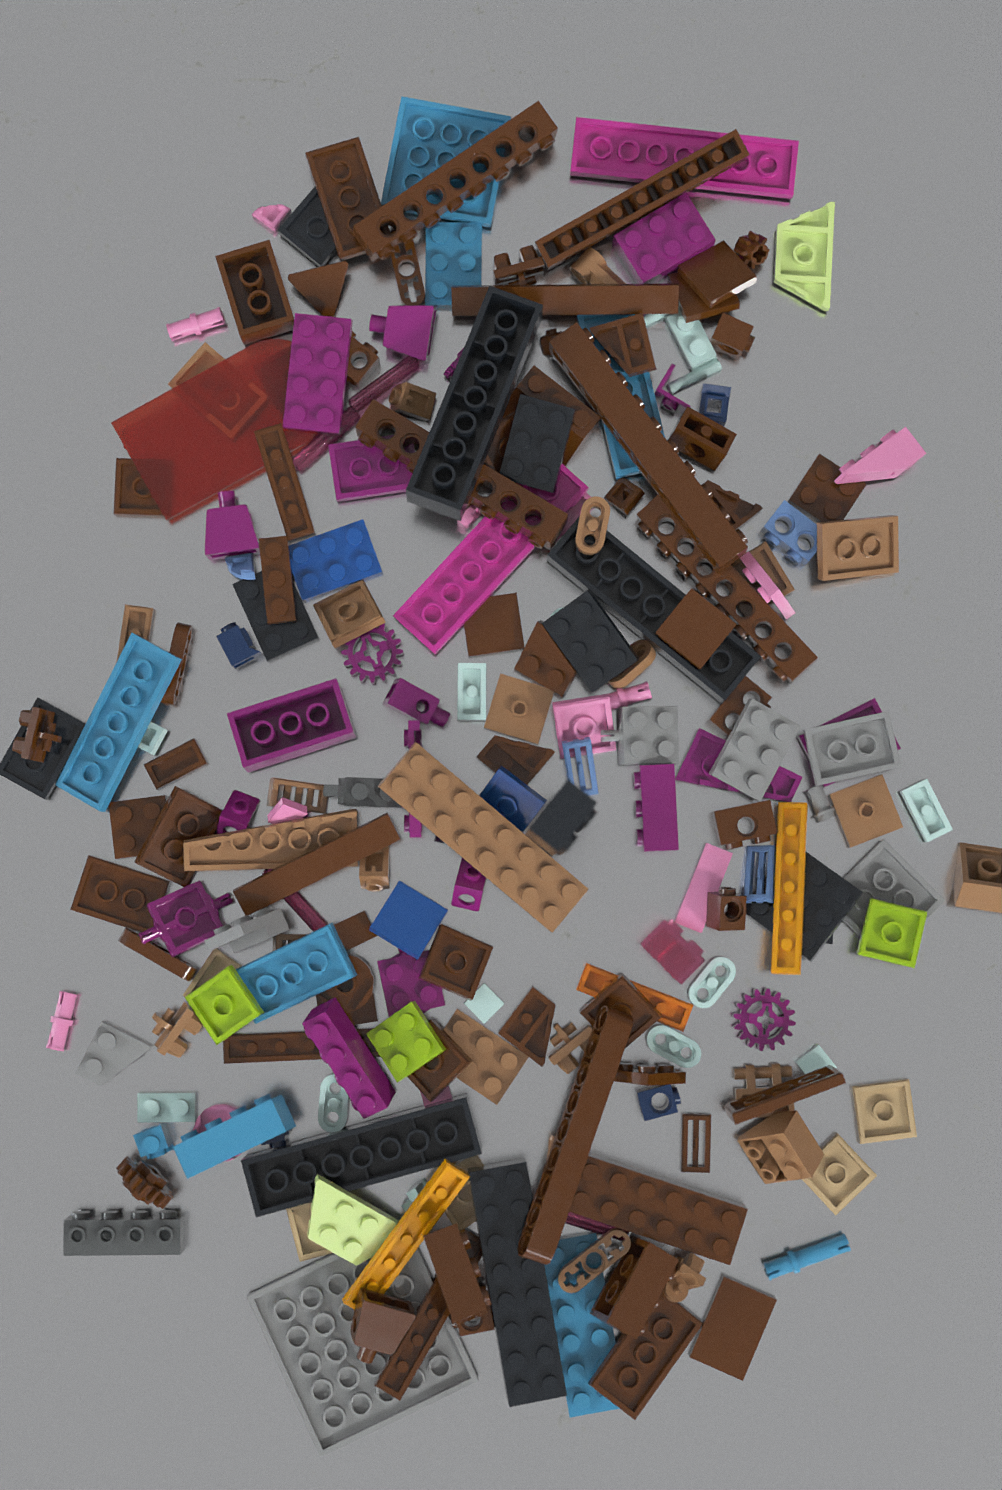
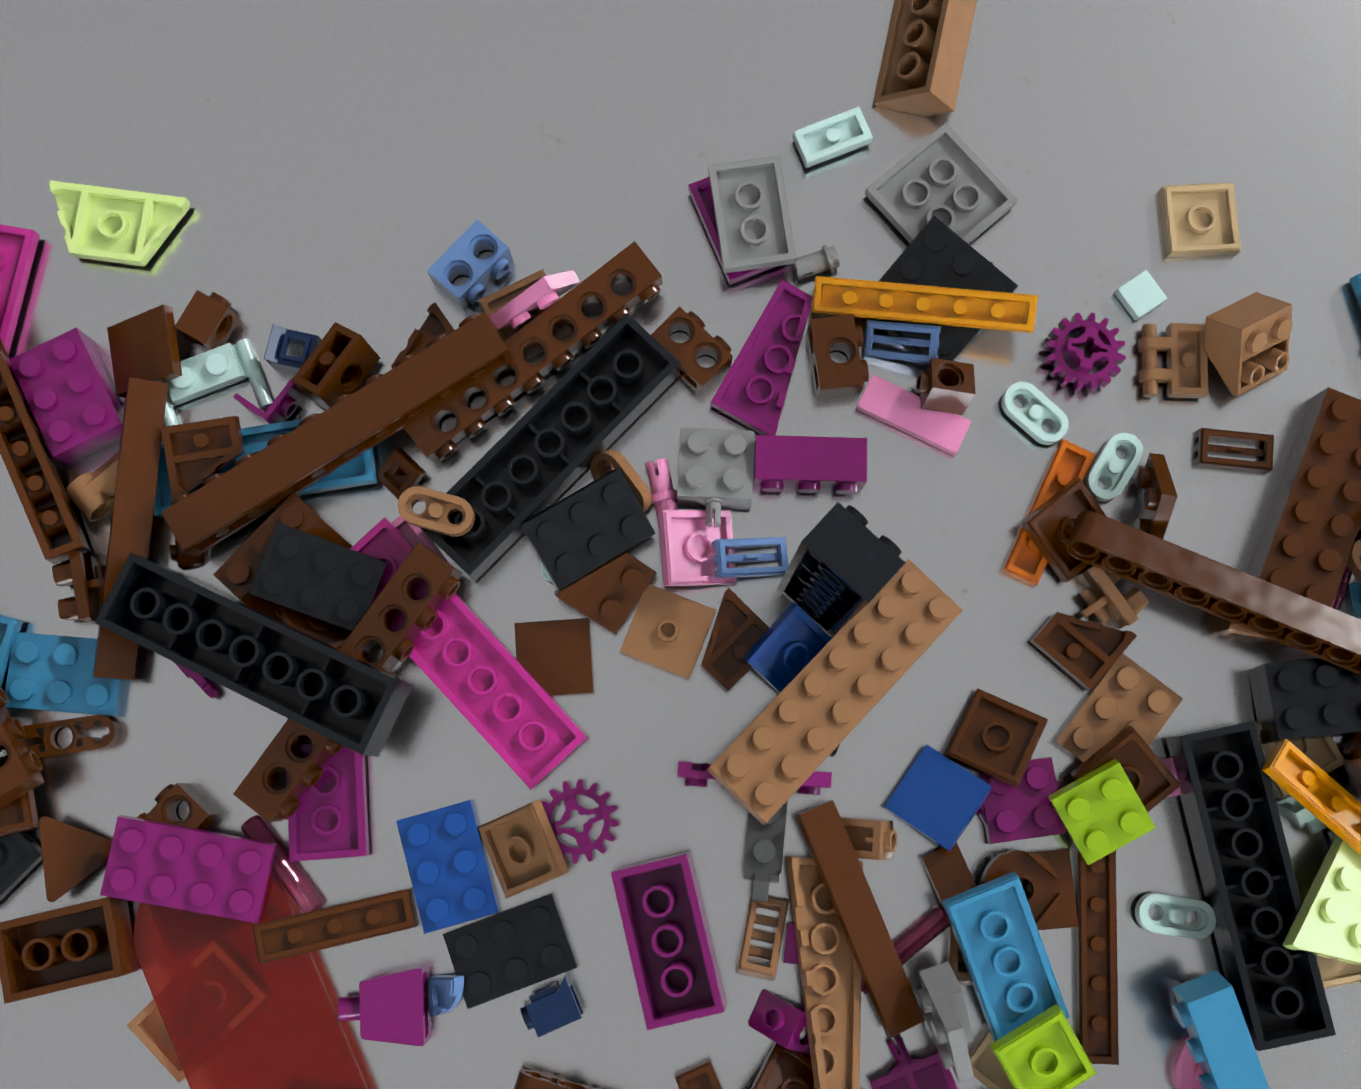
camera: 85 degrees left, 5 degrees down
(195, 324) = (100, 1036): bright pink pin -> none
(277, 580) = (468, 945): reddish brown plate -> none
(286, 810) = (784, 953): bright pink tile -> none
(348, 1058) = (1122, 891): magenta brick -> none
(383, 383) = (214, 779): clear pink axle -> none
(404, 697) = (643, 778): magenta torso -> none
(407, 329) = (143, 742): magenta torso -> none
(412, 400) = (242, 742): medium nougat bracket -> none
(468, 882) = (893, 714): magenta bracket -> none
(469, 517) = (406, 673): bright pink tile -> none
(471, 692) = (640, 691): light aqua plate -> none
(484, 1003) = (1050, 703): light aqua tile -> none
(645, 1101) = (1199, 496): dark blue brick -> none
(672, 950) = (994, 458): clear pink brick -> none
(695, 628) = (584, 390): reddish brown tile -> none
(716, 274) = (123, 331): reddish brown tile -> none
(752, 249) = (97, 287): reddish brown gear -> none
(754, 749) = (744, 333): light grey plate -> none
(784, 1094) = (1189, 328): reddish brown tile -> none
(821, 496) = (422, 222): reddish brown plate -> none
(839, 1174) = (1278, 273): tan tile -> none
(857, 547) = (497, 187): medium nougat plate -> none
(865, 811) = (828, 210): medium nougat plate -> none
(886, 461) = (390, 145): bright pink slope -> none
(892, 933) = (986, 186): lime plate -> none

